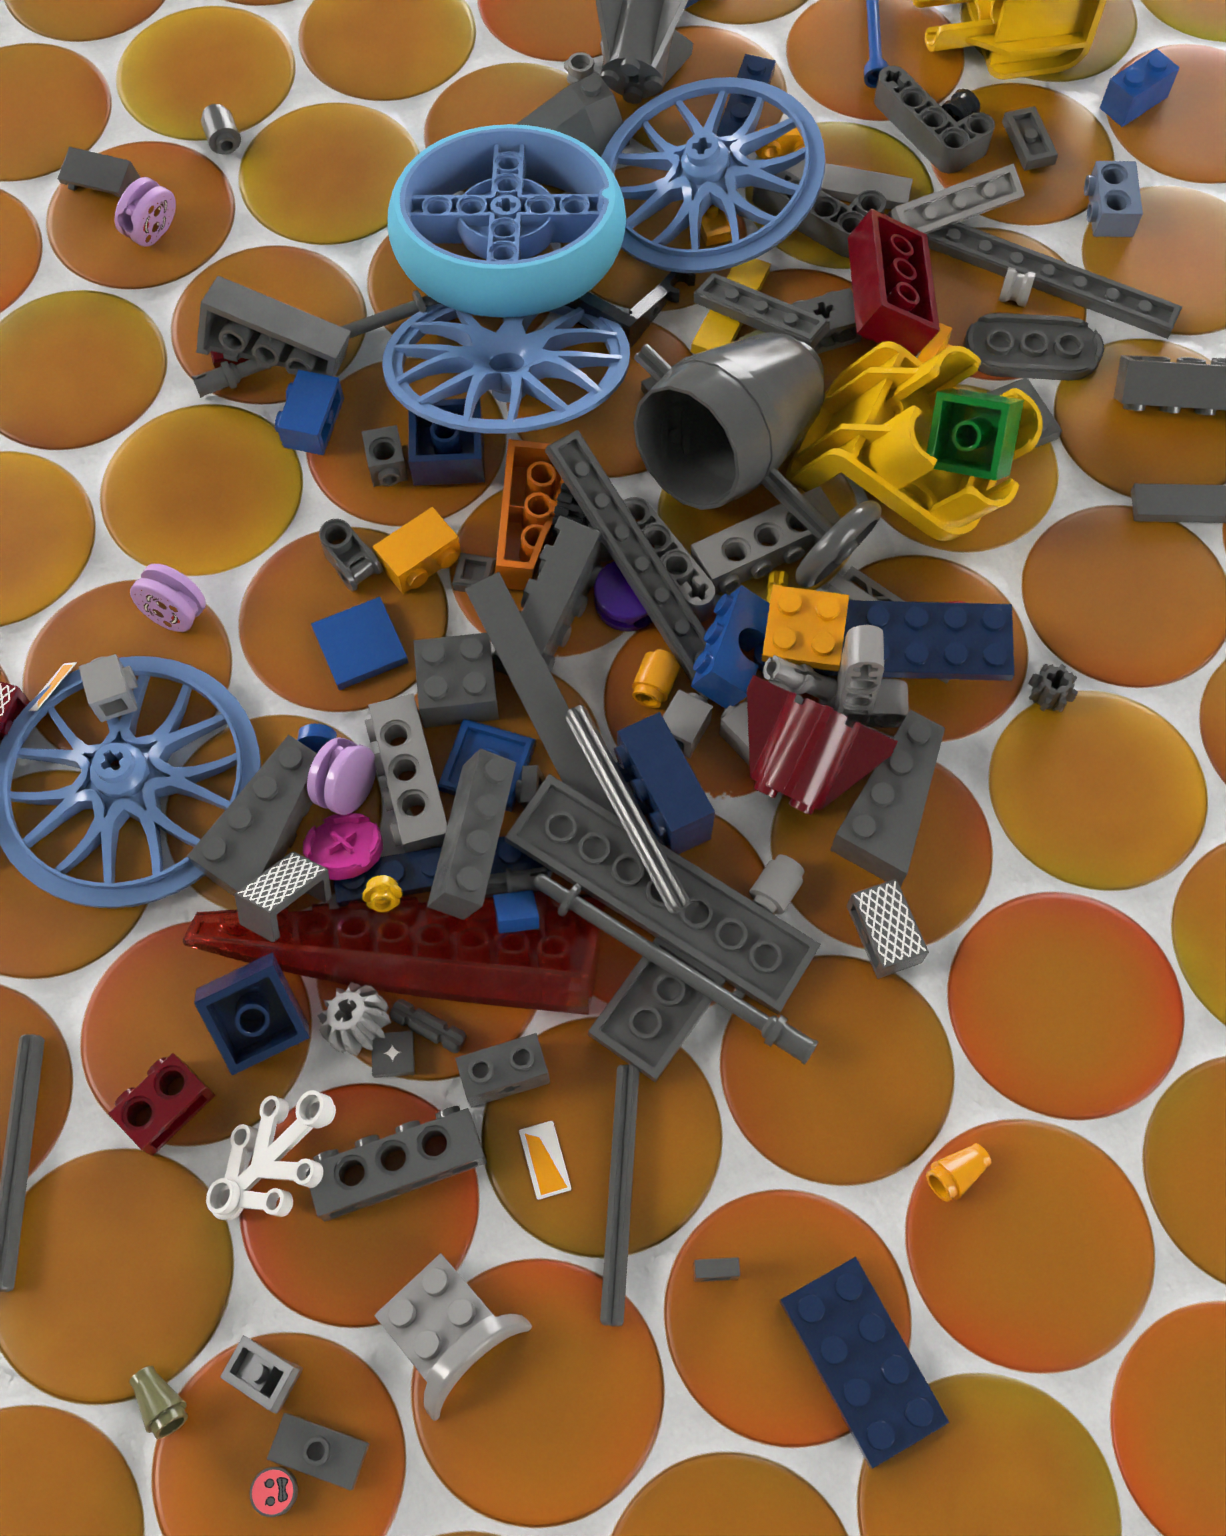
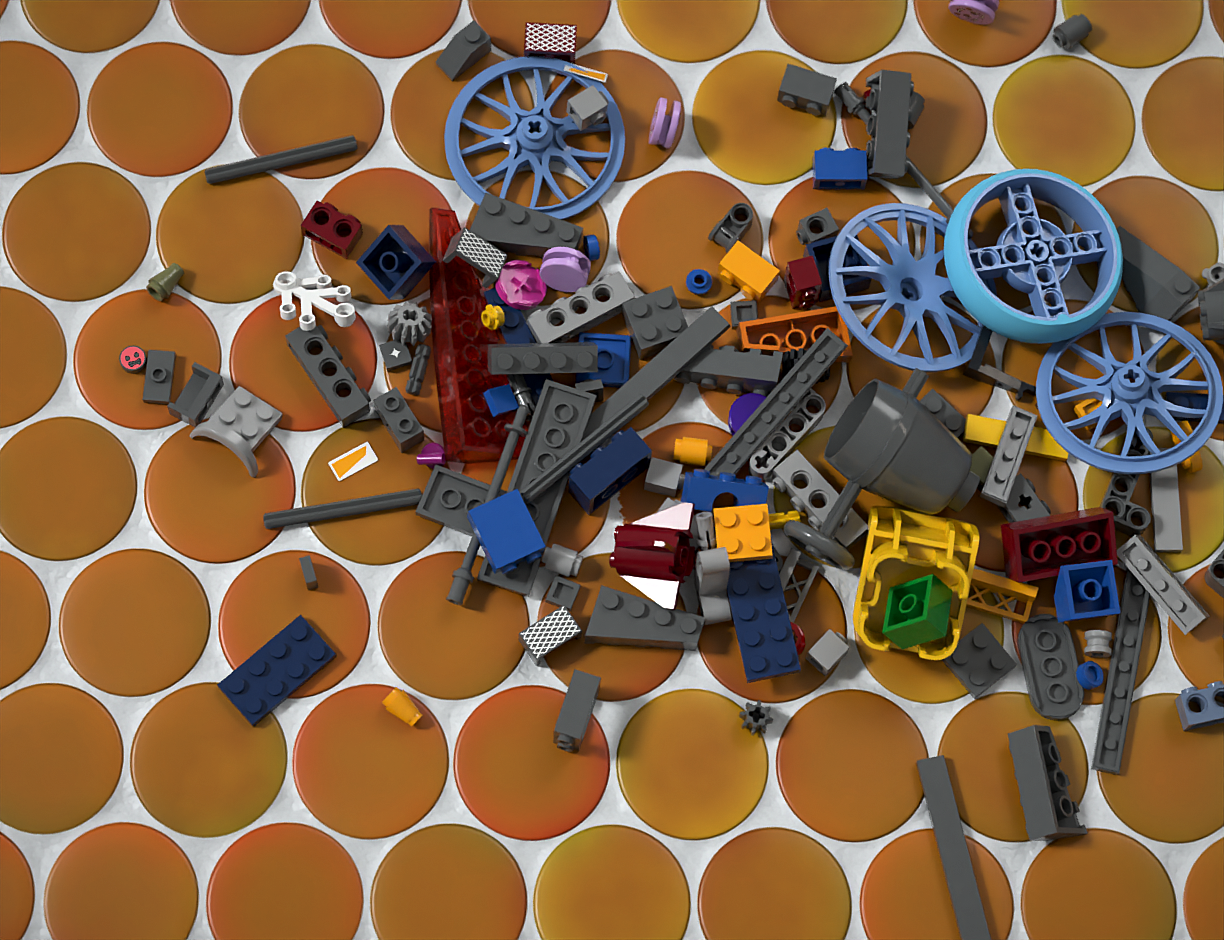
camera: 70 degrees right, 5 degrees up
(184, 423) = (806, 90): none -> dark grey brick
(261, 1374) = (191, 333): slope -> none
(359, 643) = (670, 254): blue tile -> none
(370, 1392) = (197, 395): none -> dark grey panel
(411, 625) = (695, 288): none -> blue plate
(459, 482) = (802, 282): none -> dark red brick
(571, 1033) = (432, 455): none -> magenta plate
(730, 945) = (506, 532): none -> blue brick
(822, 899) = (563, 593): none -> dark grey tile
(961, 274) = (1086, 591): none -> blue slope
(975, 578) = (828, 651): none -> light grey brick
(1018, 913) = (576, 711): none -> dark grey window
(1054, 305) = (1089, 675): none -> blue tile

